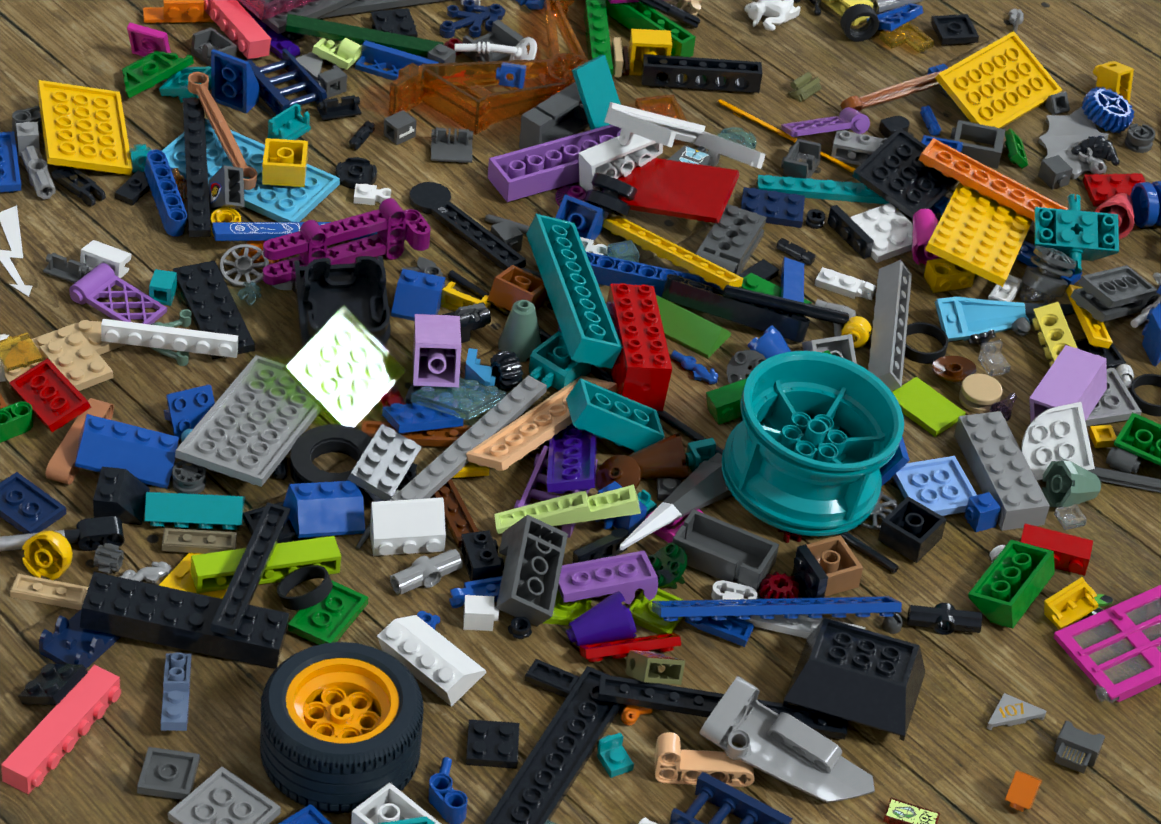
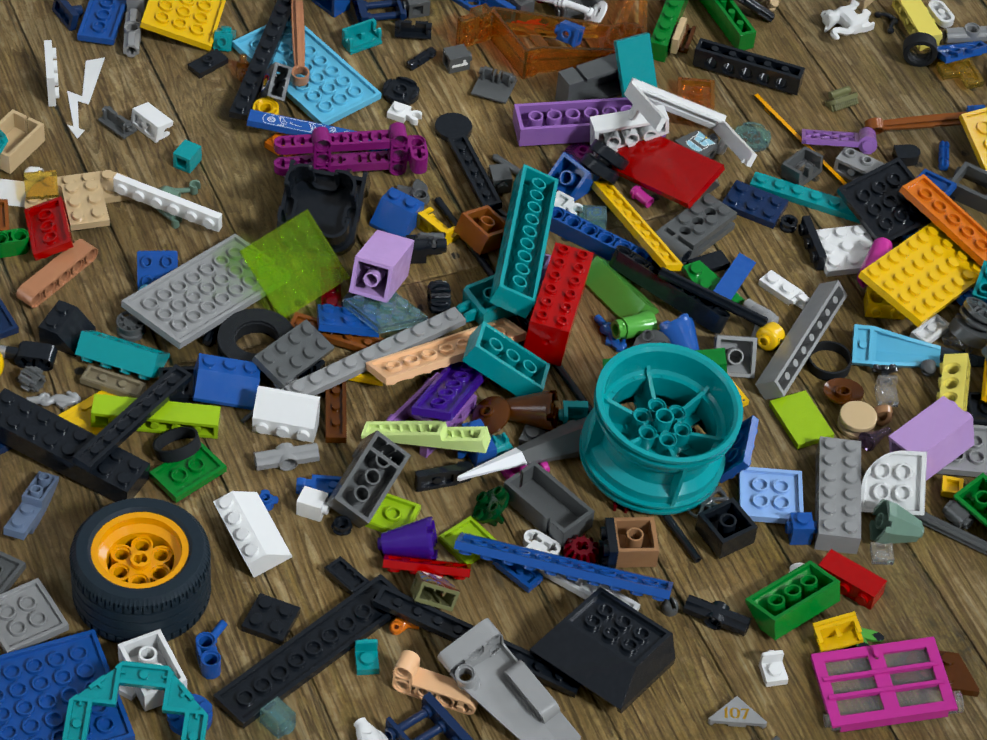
camera: 20 degrees right, 5 degrees up
(79, 184) = (161, 50): black hinge -> none
(98, 285) = (134, 142): medium lavender piece -> none
(119, 445) = (86, 288): blue slope -> none
(165, 193) = (227, 73): blue beam -> none
(212, 303) = (223, 181): black plate -> none
(243, 265) = (263, 153): light grey wheel -> none
(250, 289) = (259, 177): clear light blue plate -> none
(285, 162) = (336, 69): yellow brick -> none
(478, 372) = (414, 291): dark azure slope -> none
(481, 555) = (338, 453): black brick -> none
(521, 331) = (466, 265): sand green cone -> none
(607, 576) = (433, 500): medium lavender hinge -> none
(647, 42) = (710, 29): yellow brick -> none
(657, 224) = (638, 193): none -> dark pink pin
(719, 351) = (633, 325): none -> bright green plant
(796, 251) = (755, 249): black axle -> none
(1005, 379) = (885, 413): none -> medium nougat tile
(1023, 657) = (773, 668): none -> white bracket

